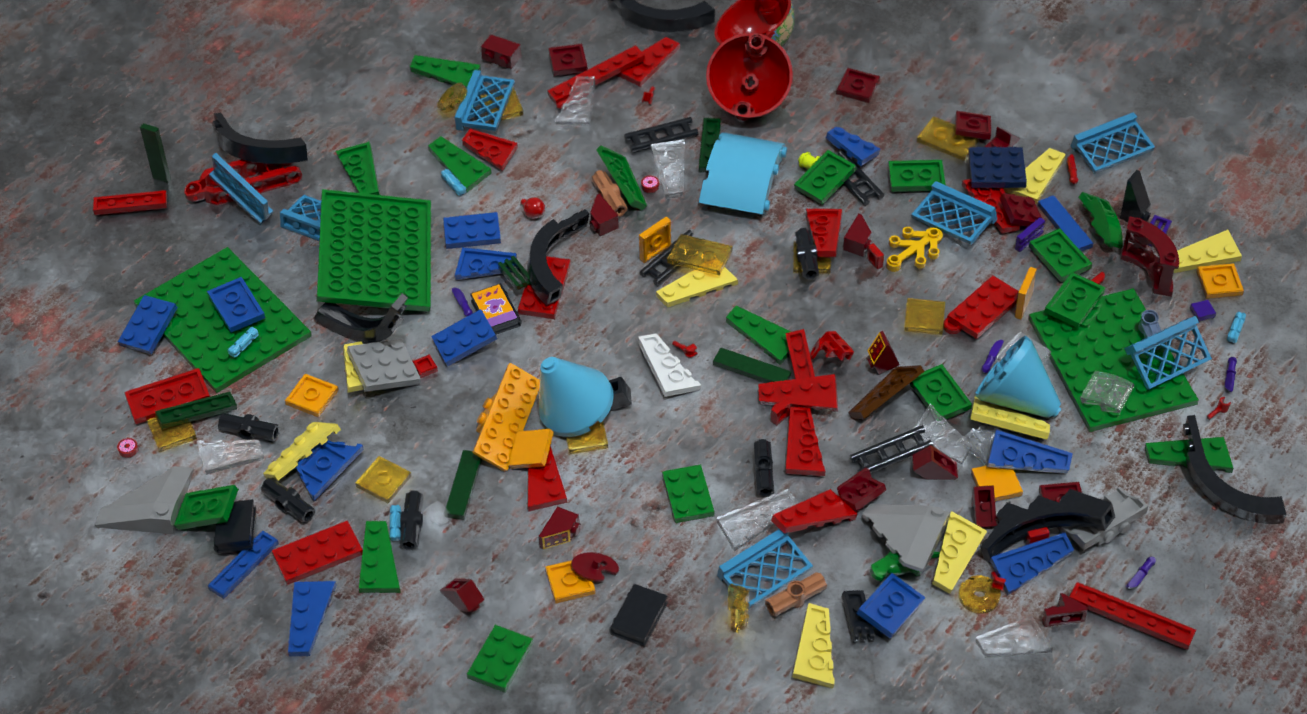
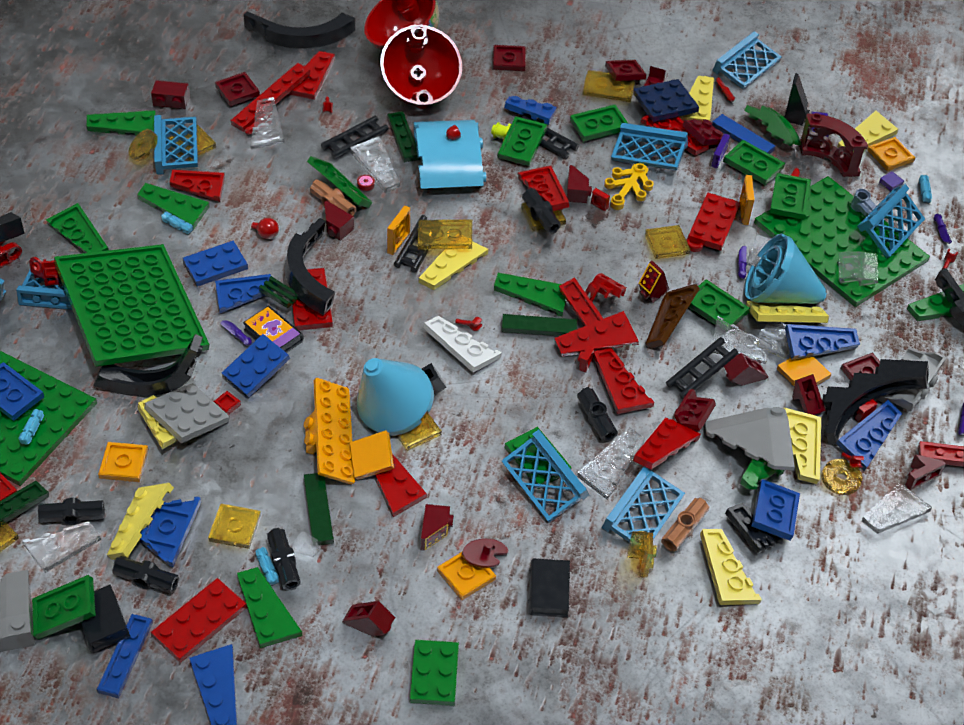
camera: 25 degrees left, 0 degrees up
(310, 199) = (45, 270): none -> red piece
(698, 506) = (555, 462): none -> dark azure fence
(748, 154) = (453, 132): none -> red hinge

